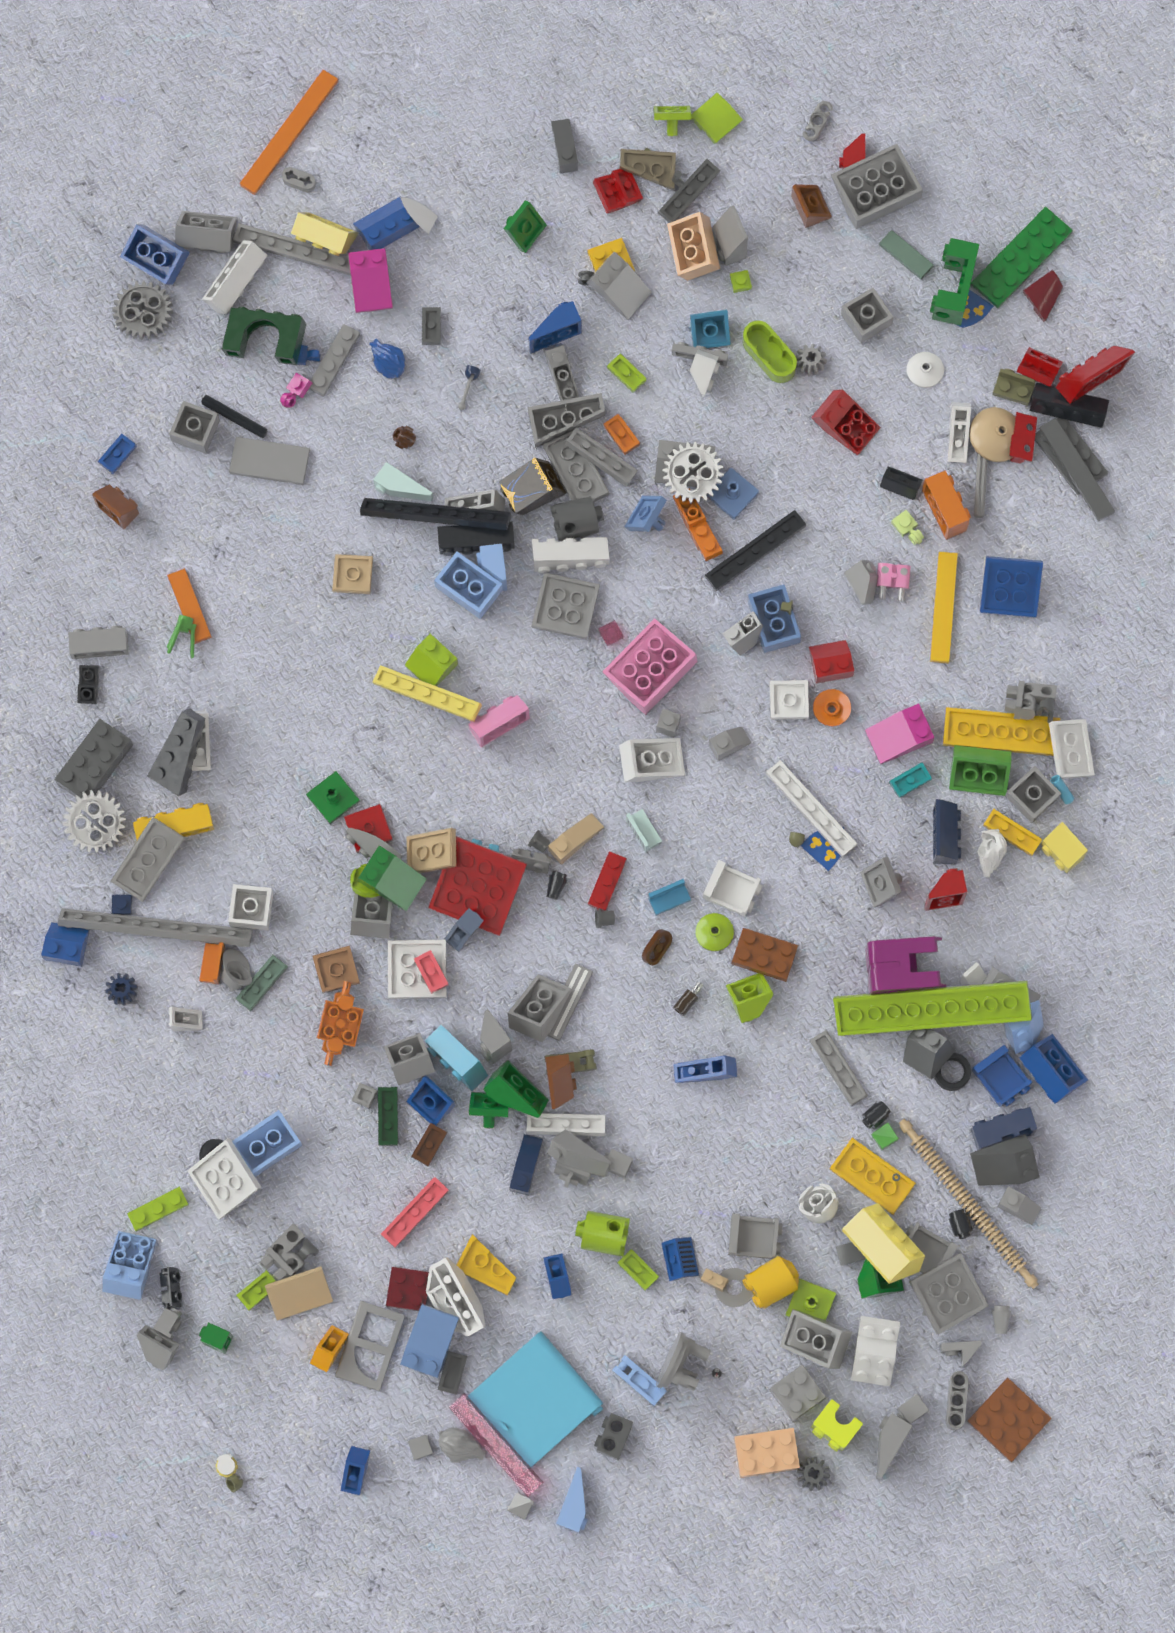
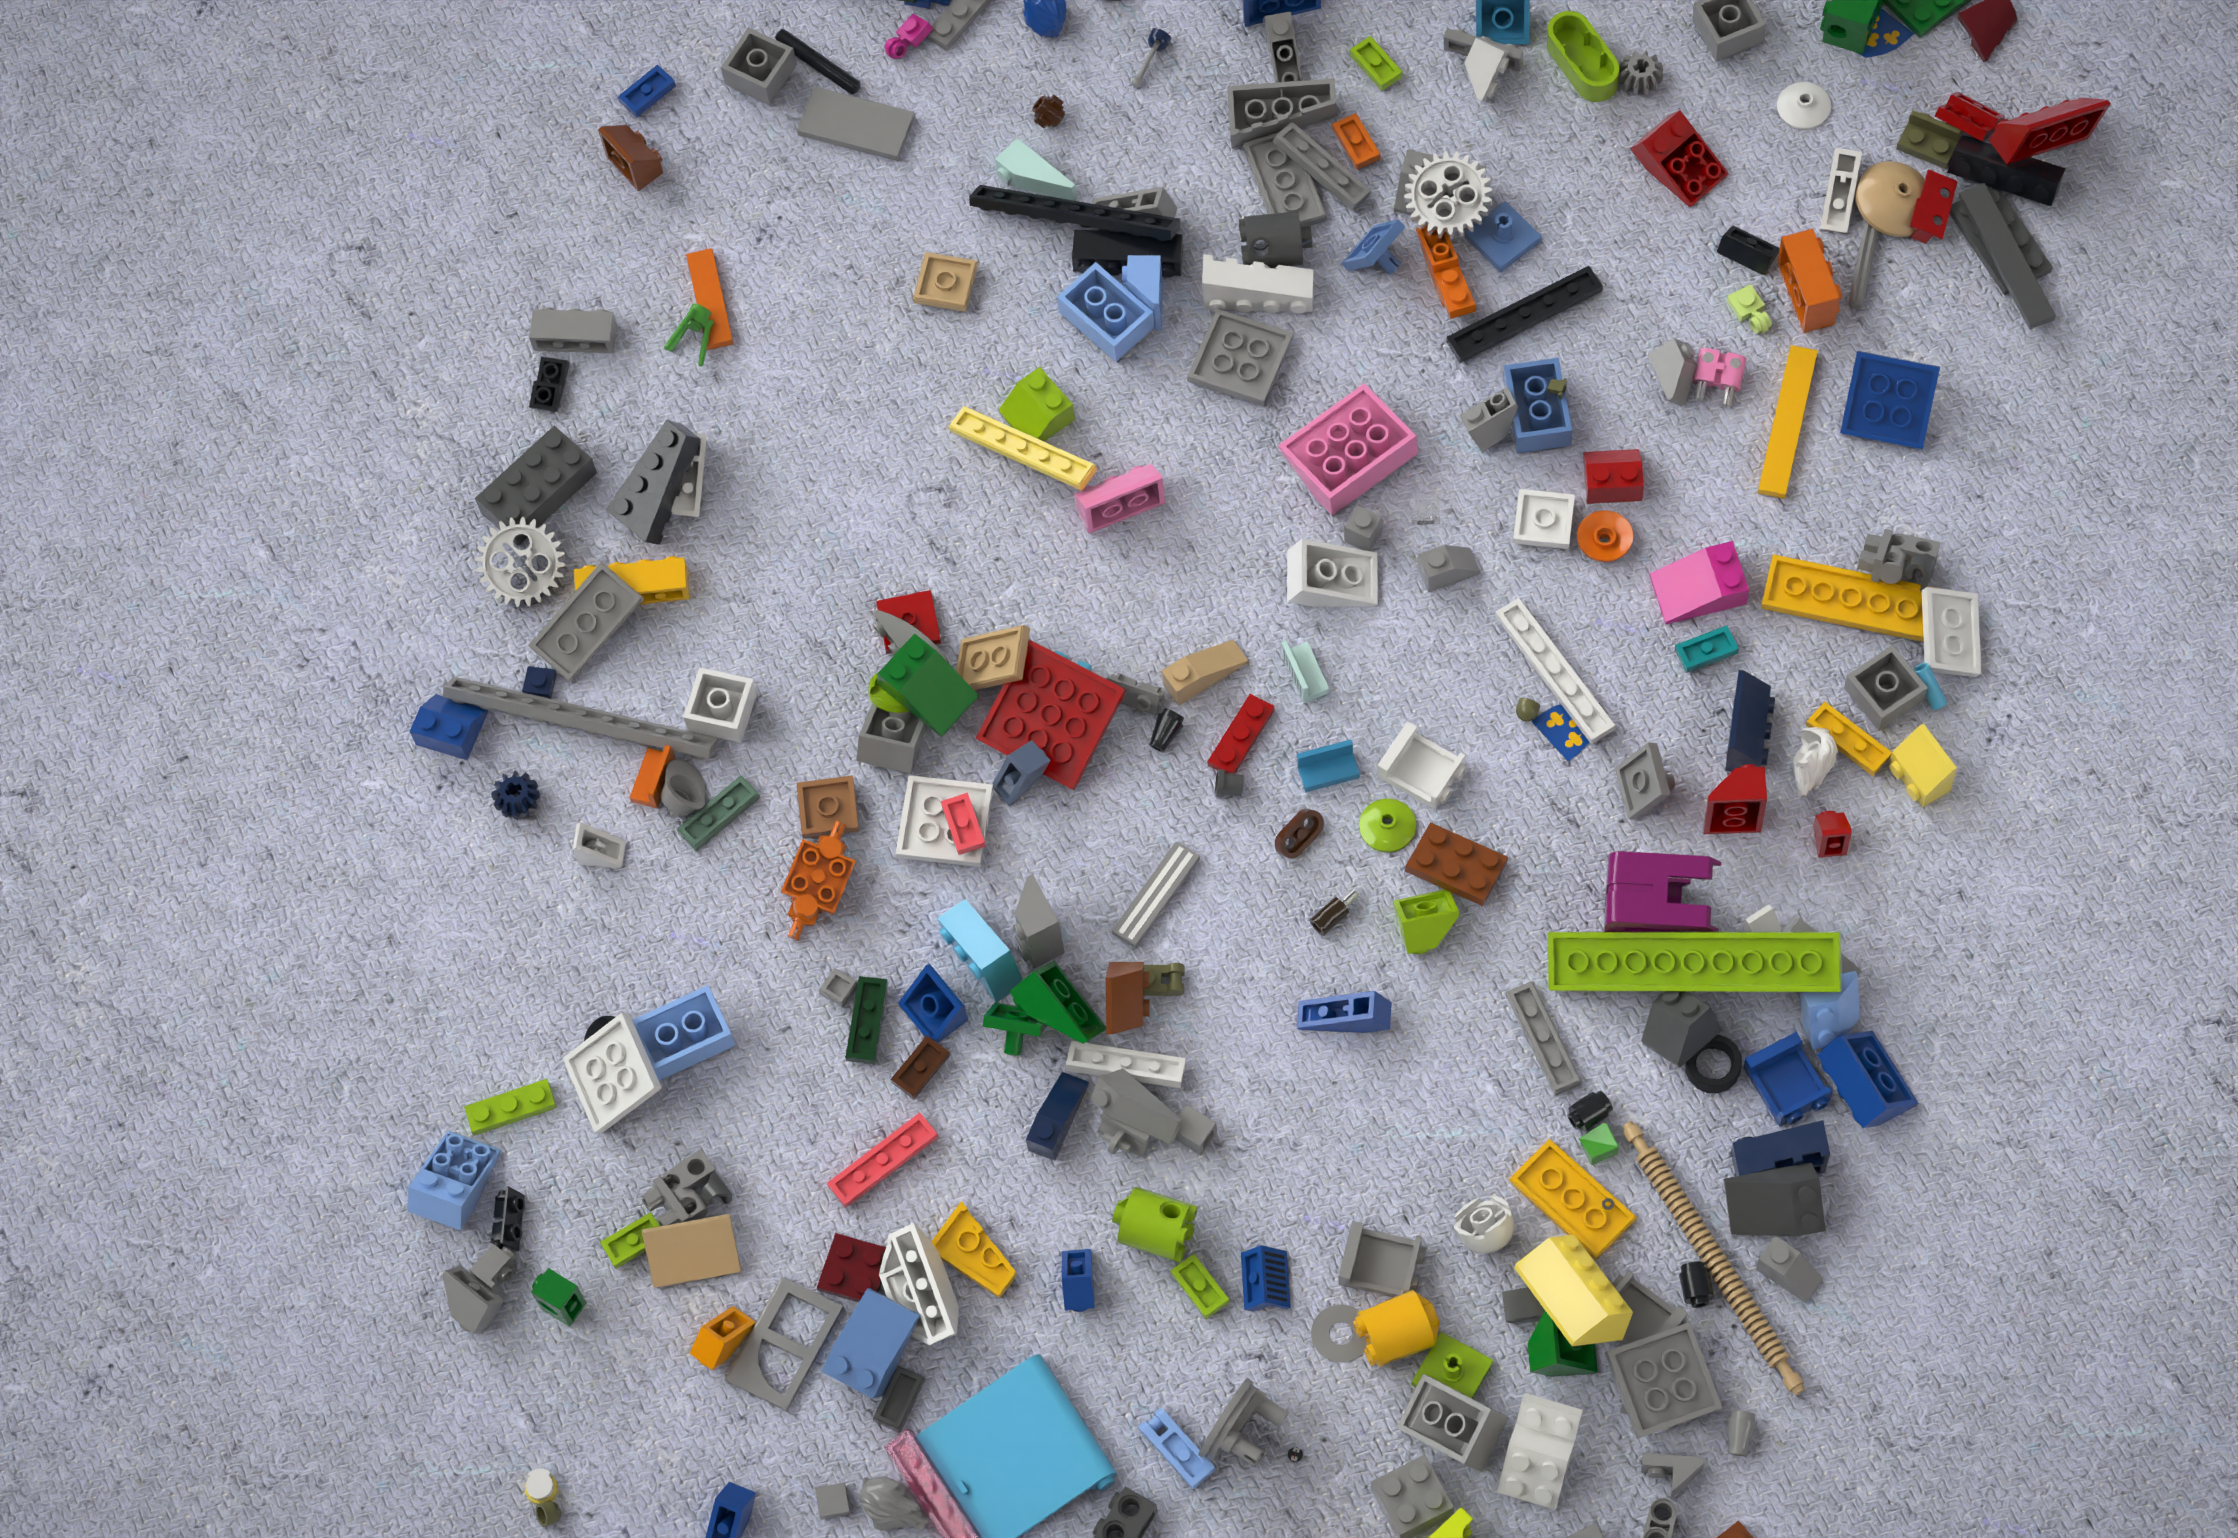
camera: 15 degrees right, 10 degrees down
(332, 797) = (865, 574): green tile -> none
(409, 1059) = (910, 940): light grey brick -> none
(531, 486) = (1217, 193): slope -> none
(538, 1008) = (1111, 895): light grey slope -> none
(539, 841) = (1149, 667): dark grey piece -> none
(610, 633) = (1299, 401): clear pink tile -> none
(714, 1280) = (1312, 1316): tan piece -> none
(980, 770) = (1811, 647): bright green slope -> none
(1009, 901) = (1831, 834): none -> red slope

